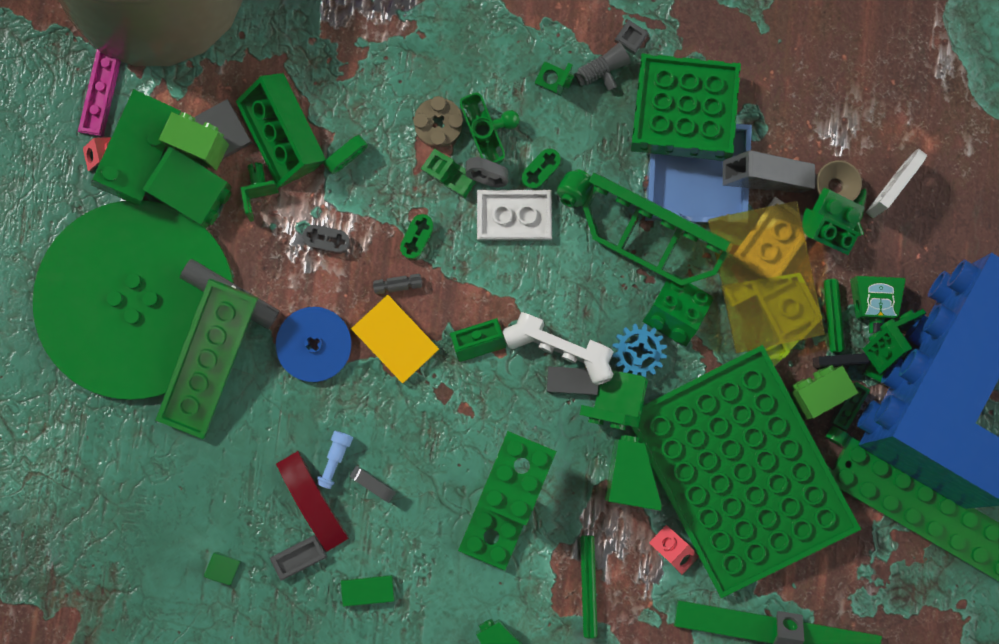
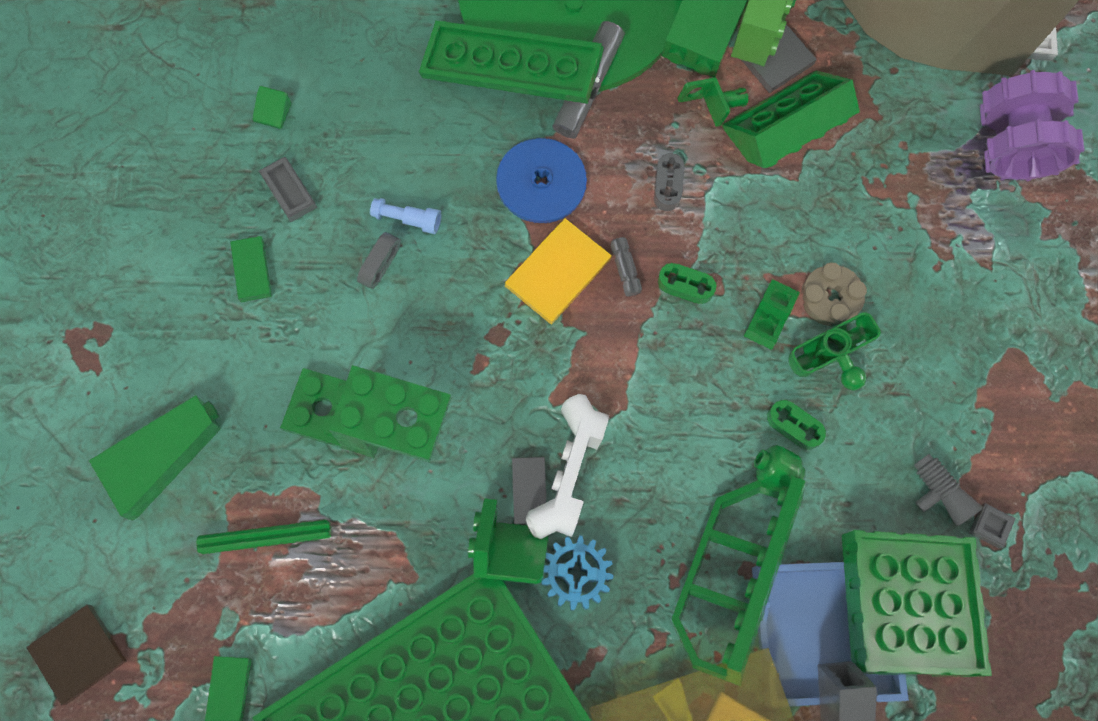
camera: 80 degrees right, 10 degrees down
(311, 501) = (351, 194): dark red slope -> none
(345, 154) = (774, 191): green beam -> none
(478, 340) = (567, 367): green slope -> none
(486, 172) = (781, 354): dark grey beam -> none
(514, 214) = (732, 398): white tile -> none
(564, 78) = (915, 439): green bracket -> none
(631, 475) = (407, 574): green slope -> none
(674, 549) = (316, 645): coral bracket -> none
(678, 311) = (637, 622): green bracket -> none

